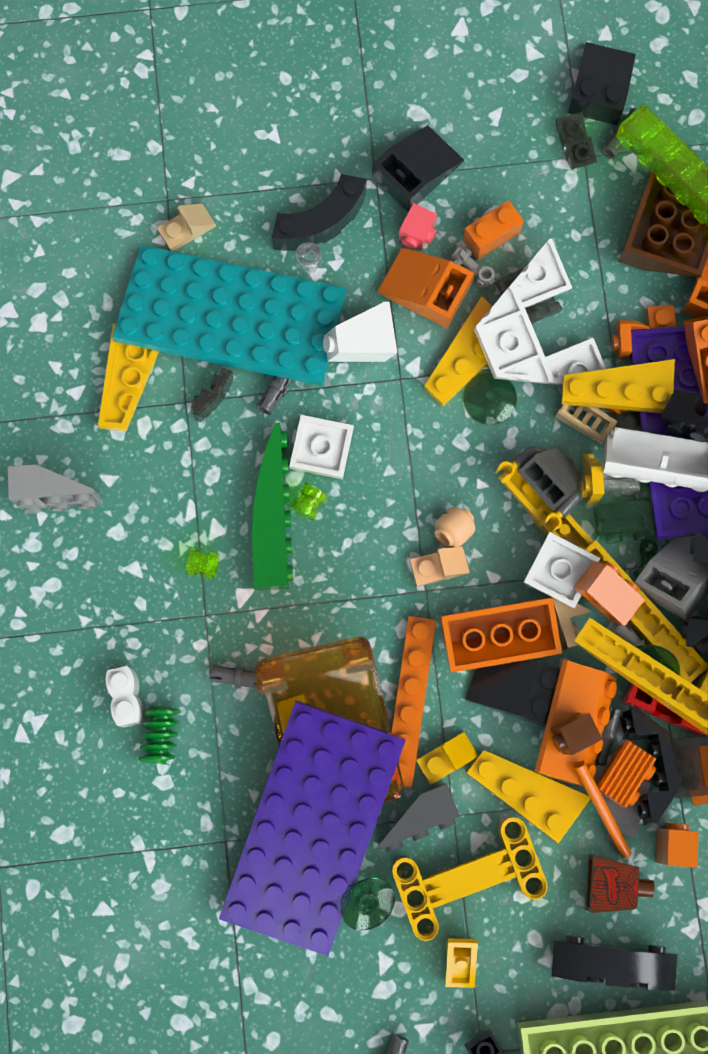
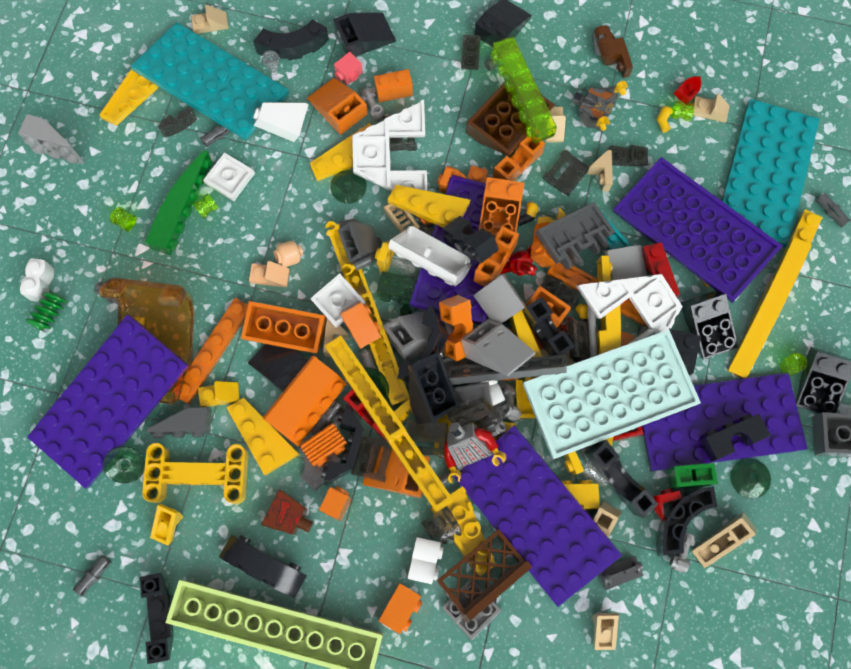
camera: 20 degrees right, 5 degrees down
(575, 734) = (295, 402): reddish brown brick -> none
(602, 808) = (298, 461): orange bar -> none

